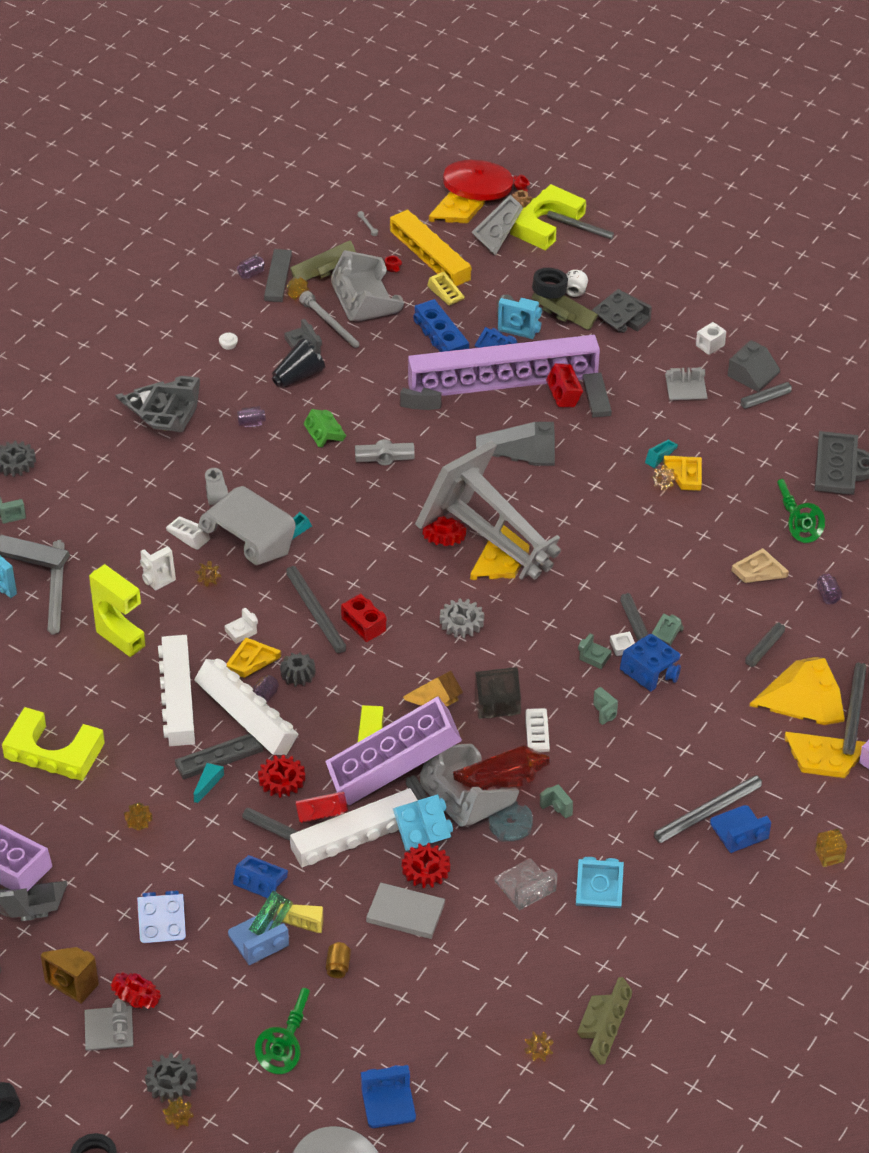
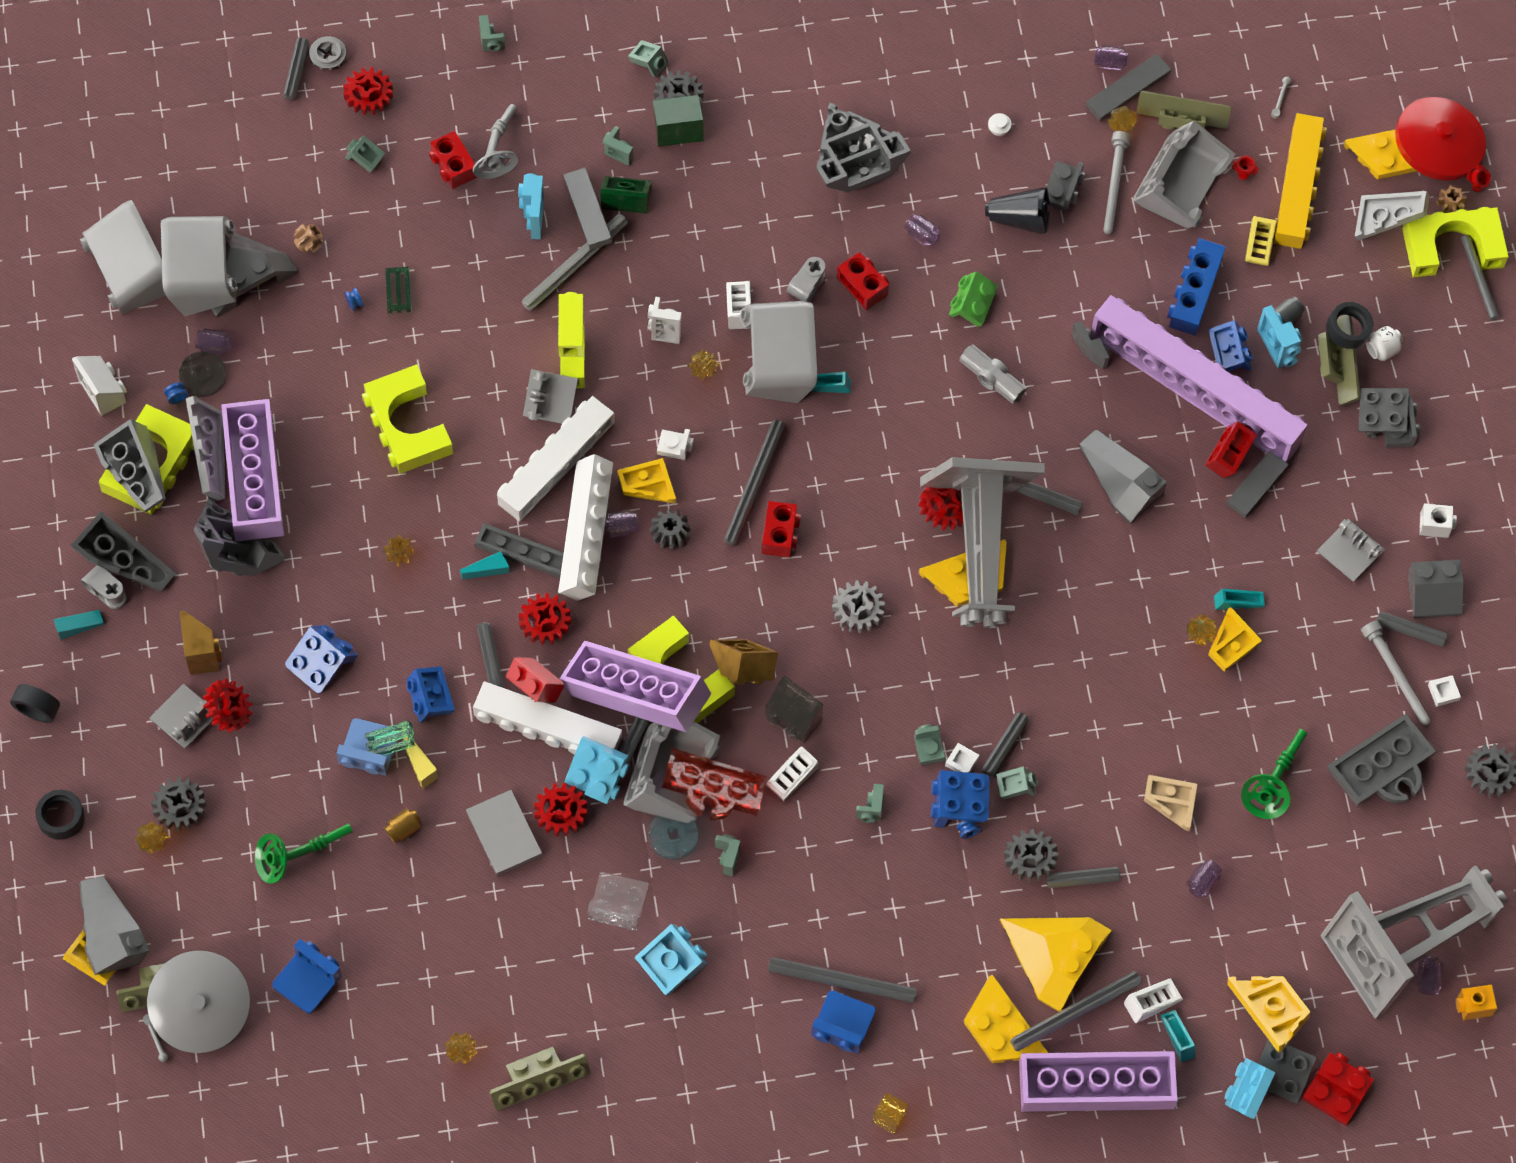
camera: 45 degrees right, 20 degrees up
(33, 467) = (678, 120): none -> slope
(47, 529) = (625, 194): none -> dark green slope
(132, 660) = (549, 396): none -> light grey hinge
(249, 464) = (858, 282): none -> red brick
(503, 482) = (1051, 497): none -> dark grey axle
(735, 653) = (1031, 855): none -> dark grey gear
(752, 411) = (1373, 632): none -> light grey piece
(822, 407) = (1444, 691): none -> white plate

